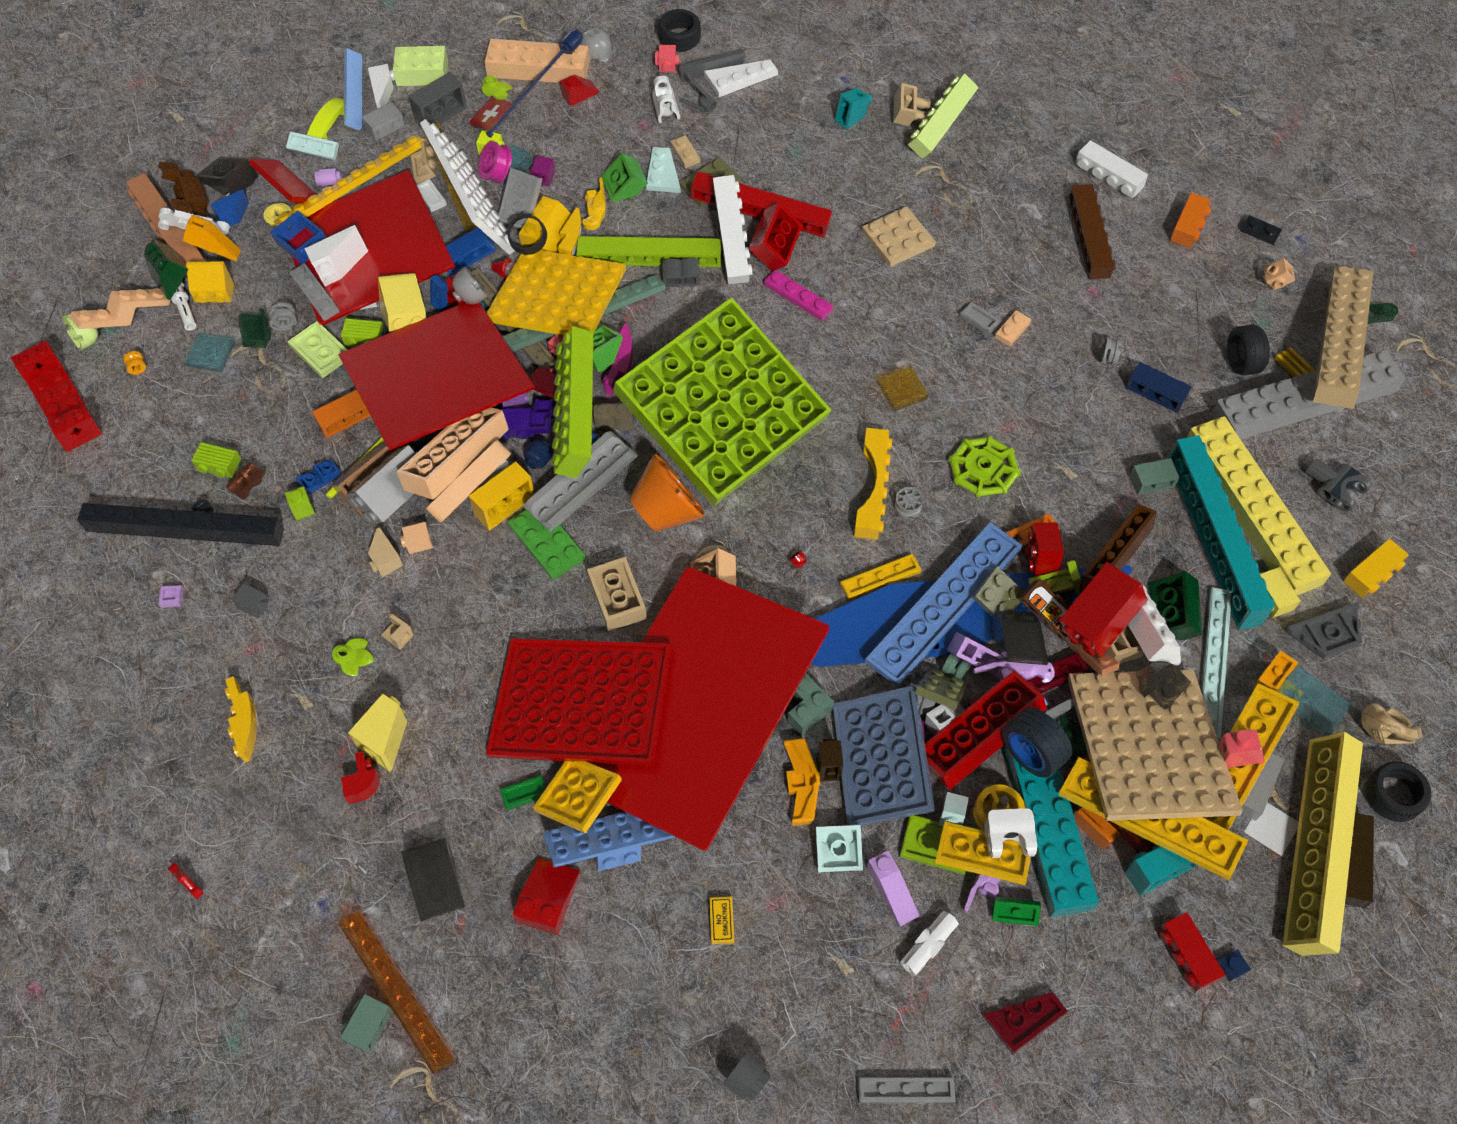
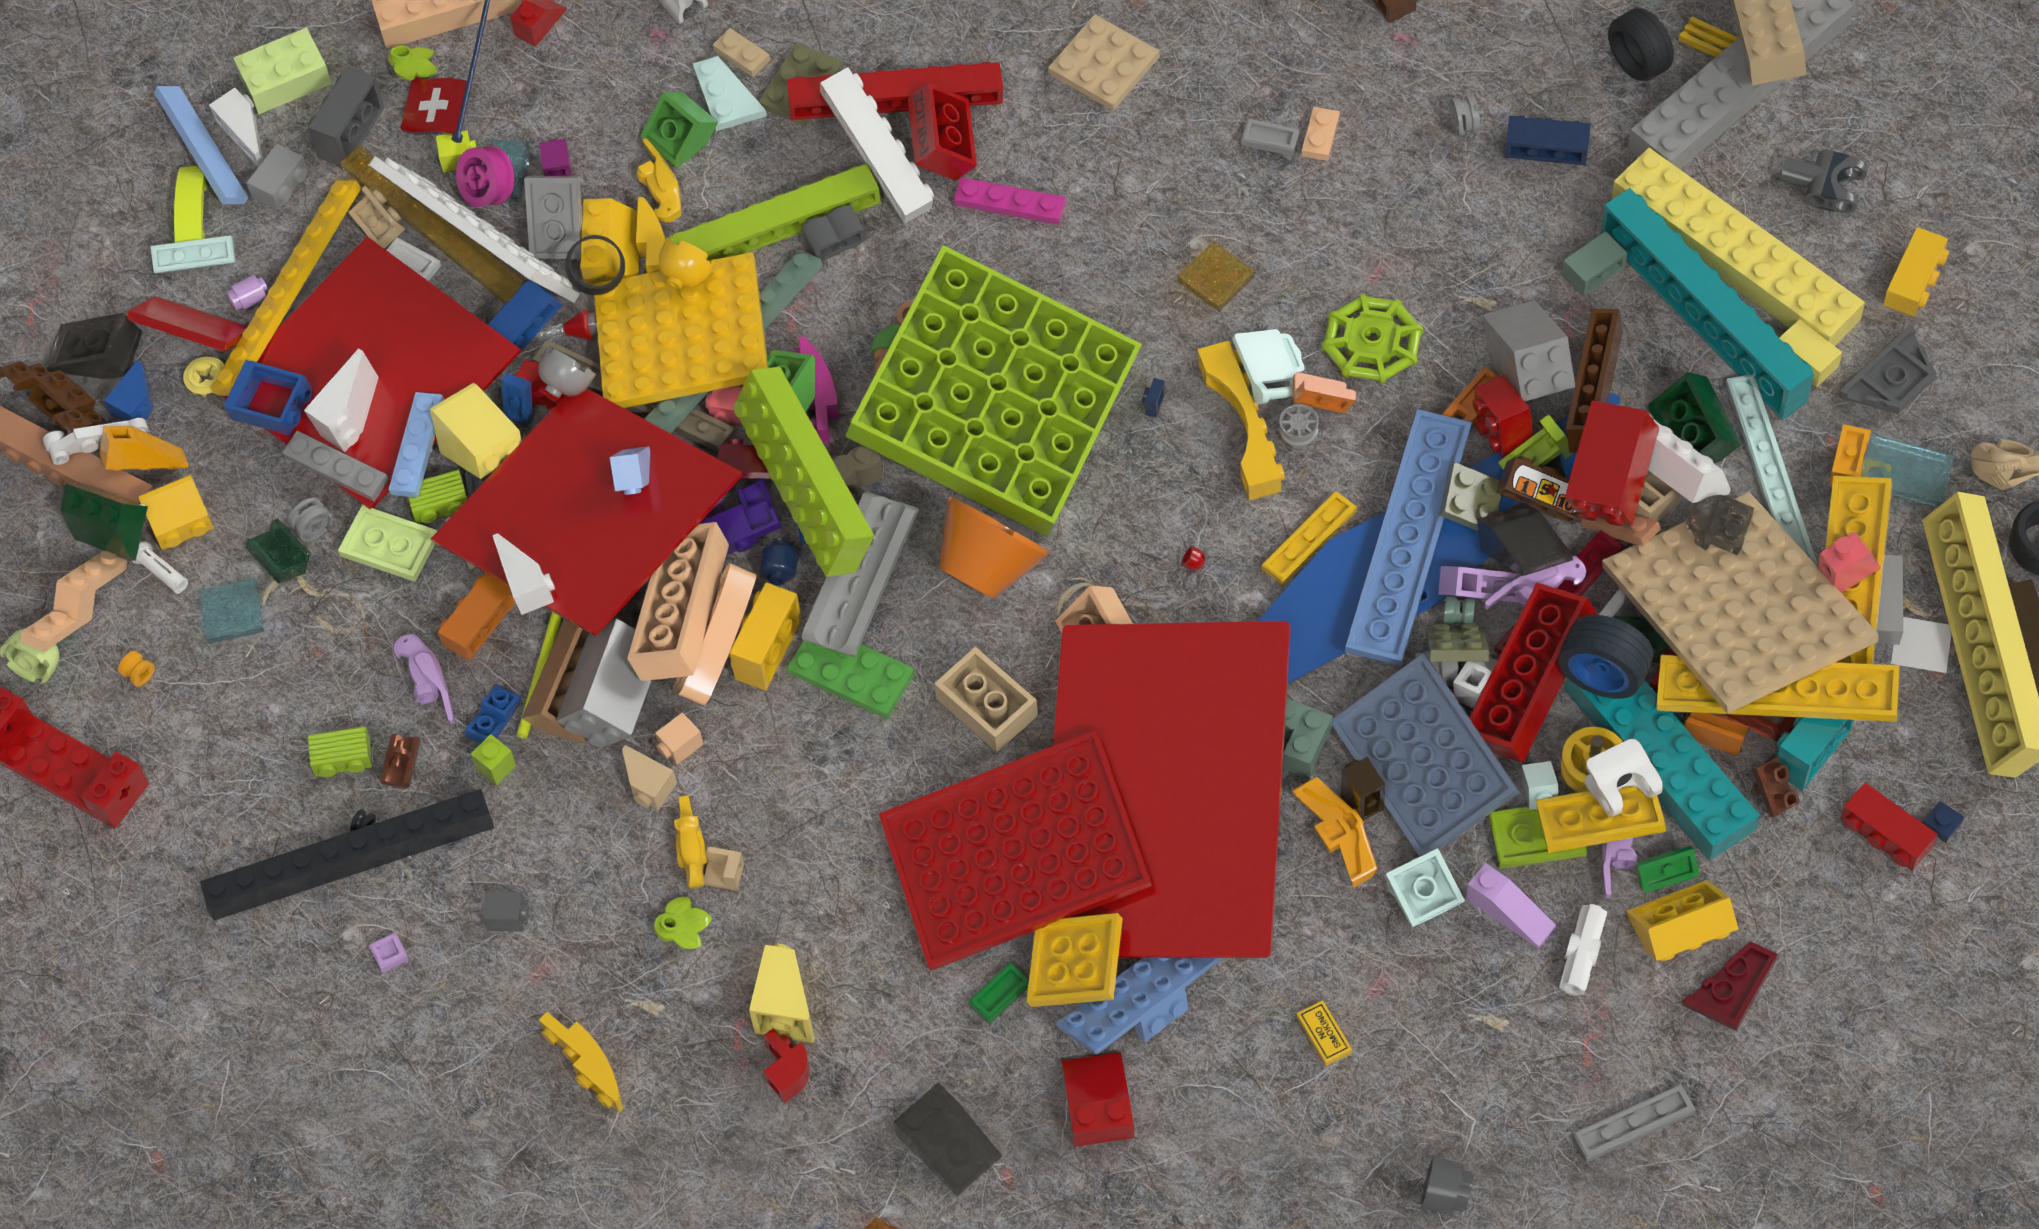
camera: 20 degrees left, 0 degrees up
(293, 435) = (425, 672): none -> lavender animal
(361, 299) = (415, 447): none -> light blue plate
(366, 399) = (525, 577): none -> white slope
(385, 607) = (690, 845): none -> yellow animal
(469, 357) = (631, 469): none -> light blue slope
(576, 253) = (684, 264): none -> yellow cylinder
(825, 447) = (1154, 397): none -> dark blue plate
(911, 452) = (1269, 359): none -> light aqua piece
(933, 487) = (1322, 393): none -> orange panel
(1011, 954) = (1683, 920): none -> yellow slope
(1082, 513) = (1529, 350): none -> light grey brick
(1119, 886) = (1774, 787): none -> copper hips

